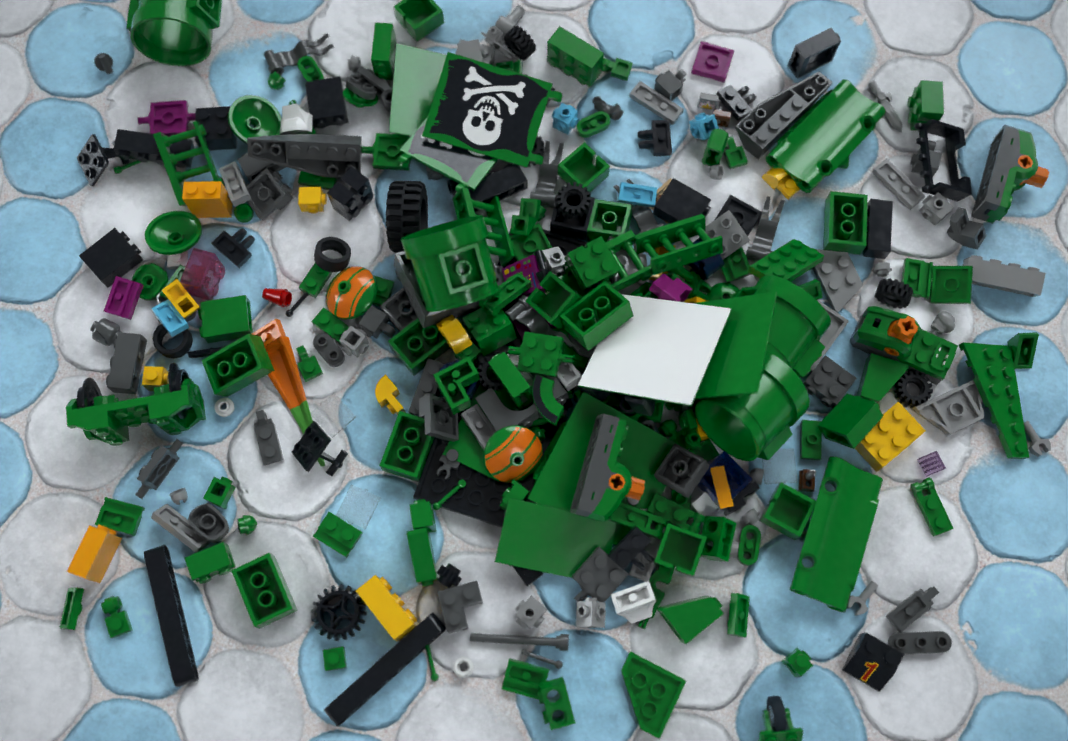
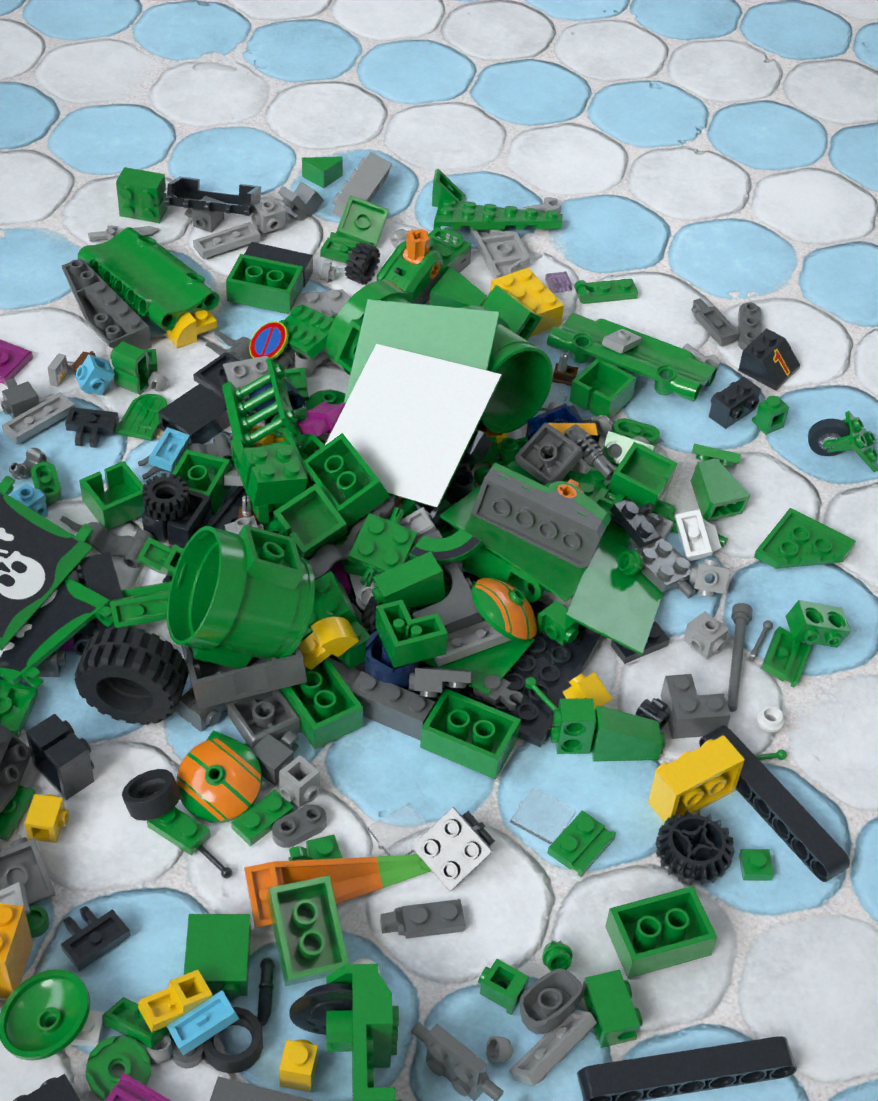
camera: 85 degrees left, 25 degrees down
(202, 274) = (133, 967): clear pink brick -> none
(277, 296) = (197, 880): red cone -> none
(386, 394) = (386, 757): yellow brick -> none
(456, 525) = (588, 688): none -> yellow brick
(585, 547) = (630, 562): none -> green plate
(684, 170) = (142, 417): none -> green window
(698, 503) = (592, 452): none -> dark grey hinge
(734, 102) = (71, 347): hinge -> none
(772, 239) = (269, 340): none -> piece
(805, 629) = (734, 402): none -> black brick
(814, 52) = (35, 265): black window -> none
(842, 520) = (621, 341): none -> light grey plate
(917, 379) = (477, 272): black tyre -> none
(1007, 169) = (243, 157): piece -> none
(1020, 241) = (322, 169): none -> green slope

